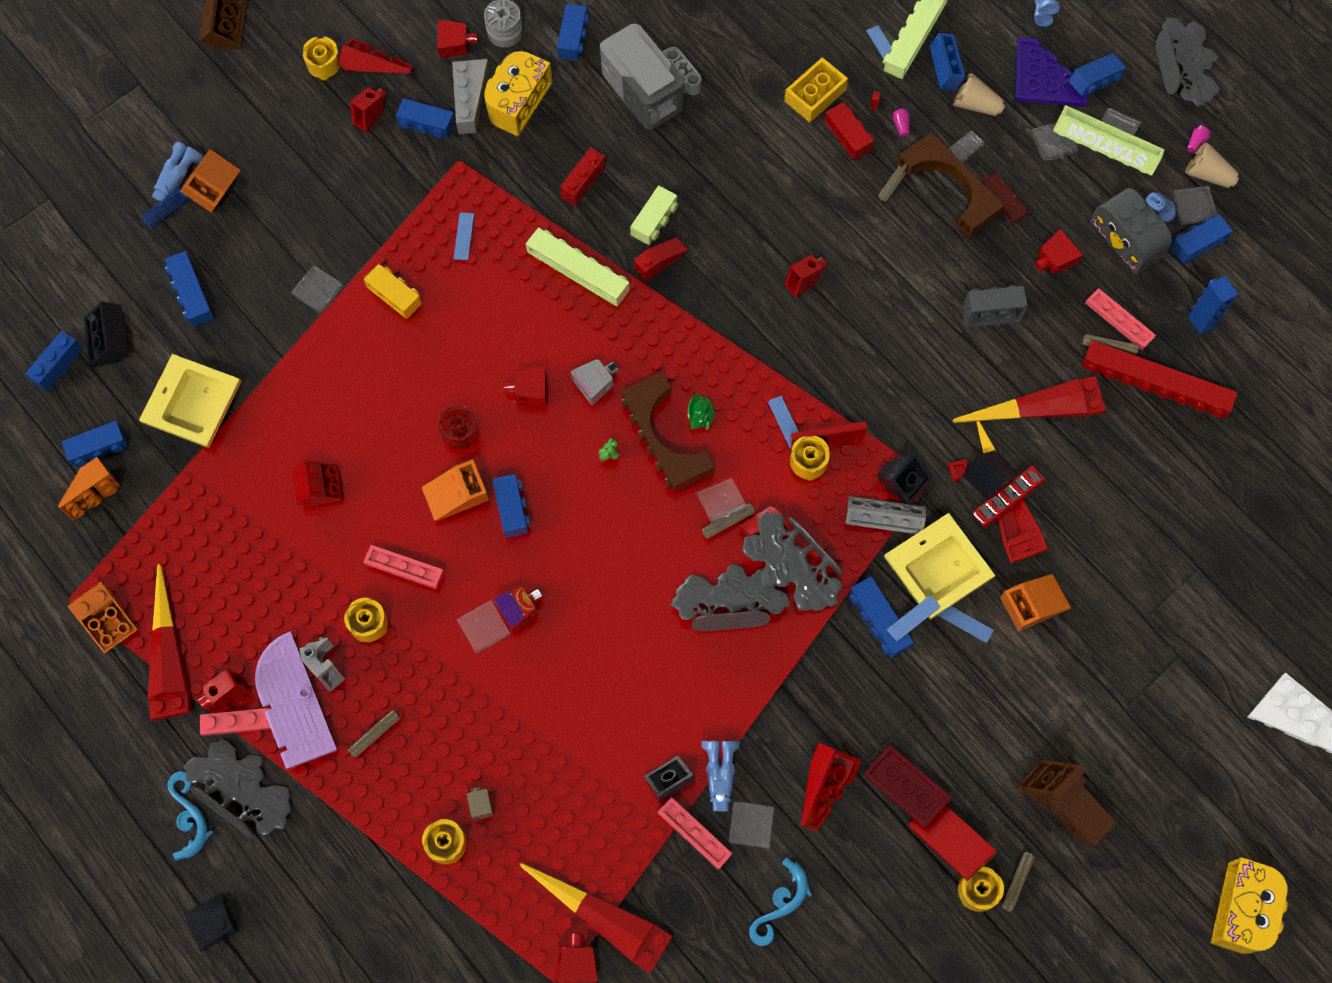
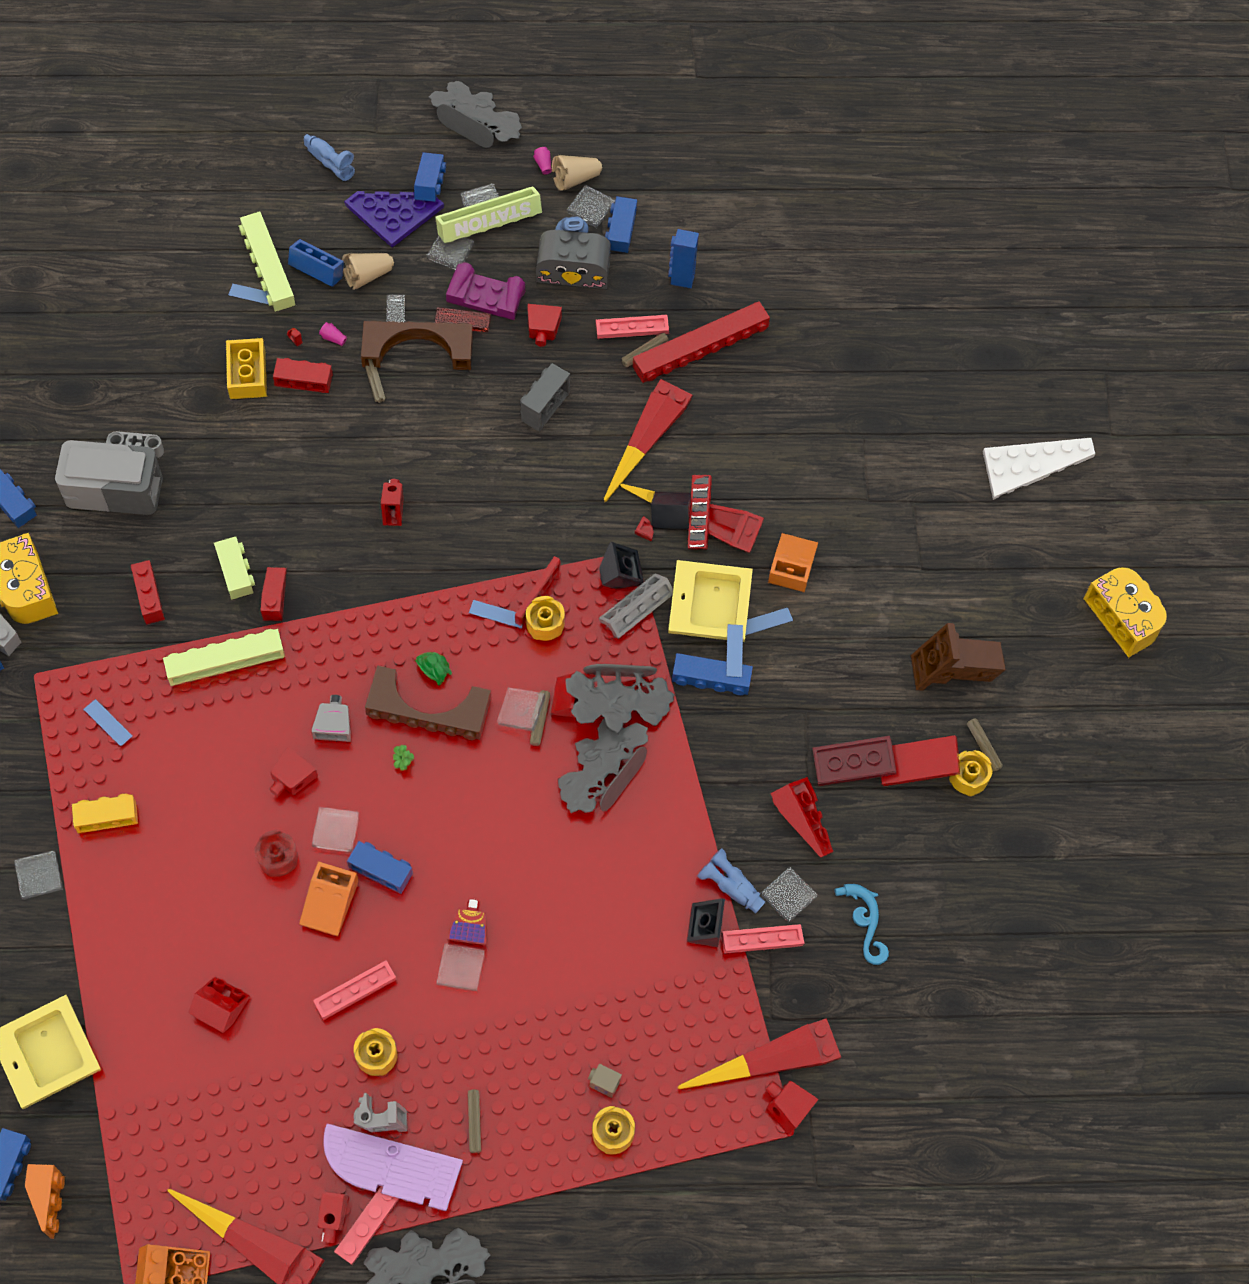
camera: 55 degrees left, 5 degrees down
(514, 451) = (335, 829): none -> clear tile
(1042, 194) = (485, 293): none -> magenta piece

